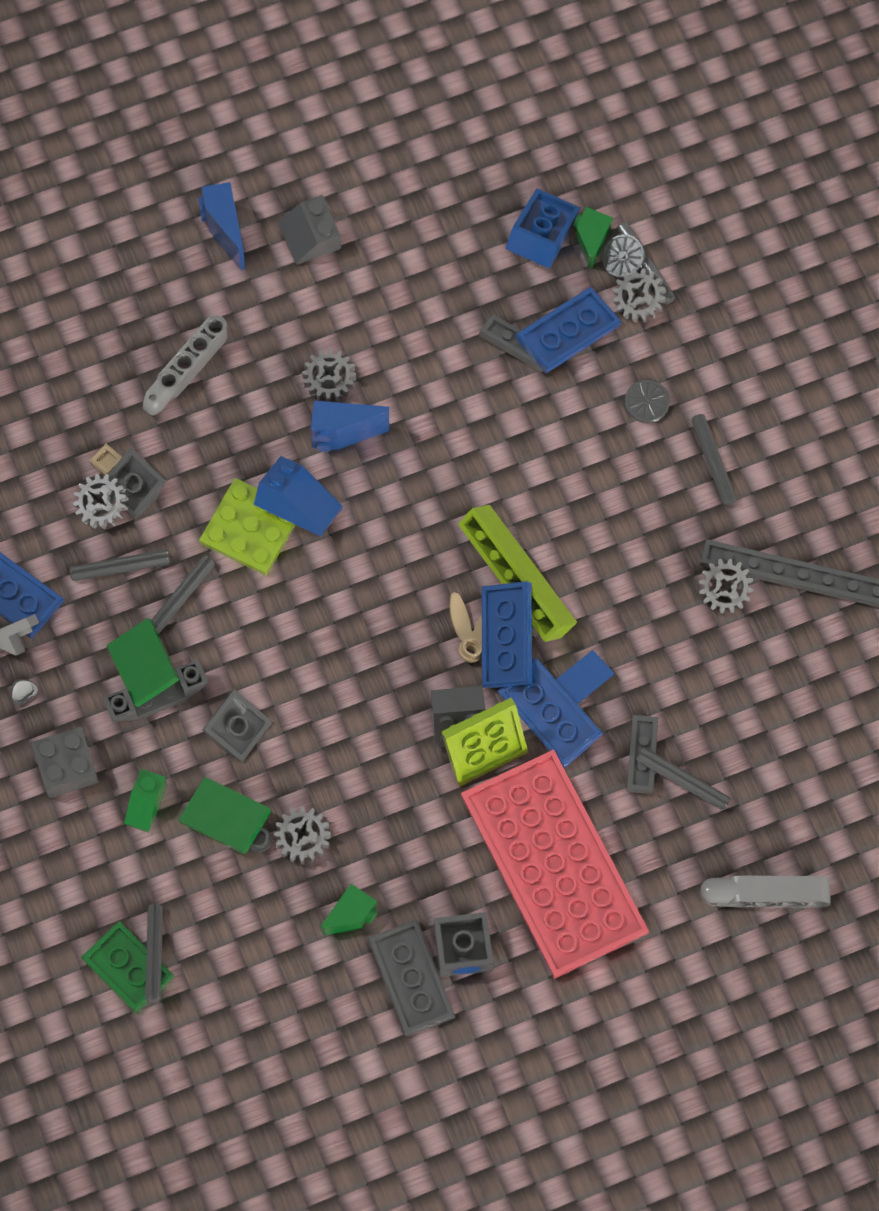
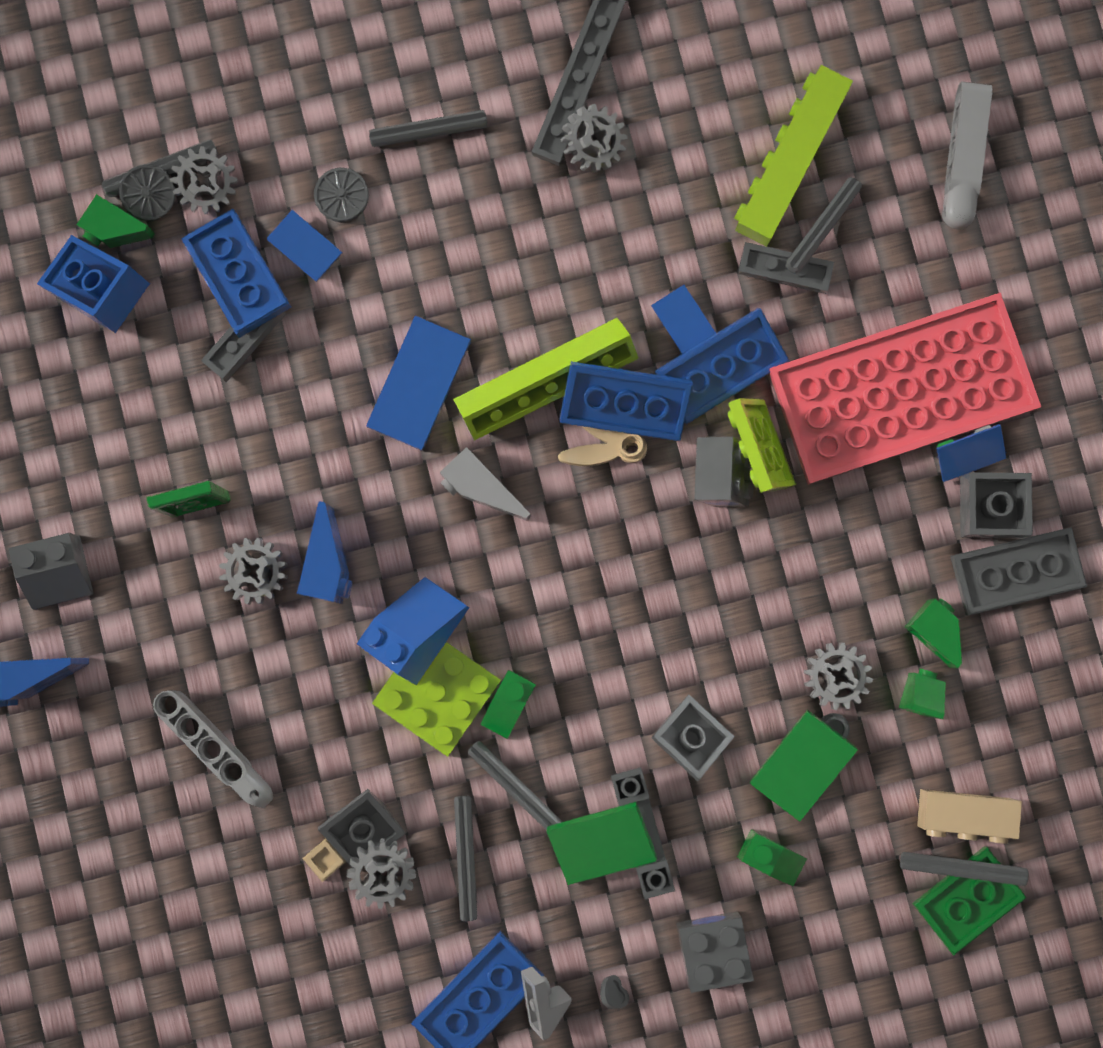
camera: 80 degrees left, 15 degrees up
(198, 954) = (969, 815): none -> tan brick
(249, 580) = (508, 704): none -> green slope
(294, 903) = (924, 694): none -> green slope
(378, 316) = (189, 499): none -> green tile
(425, 530) = (476, 483): none -> light grey slope
(500, 480) = (418, 383): none -> blue tile
(506, 921) = (971, 452): none -> blue piece
(599, 377) = (304, 245): none -> blue piece
(739, 747) = (793, 155): none -> lime brick

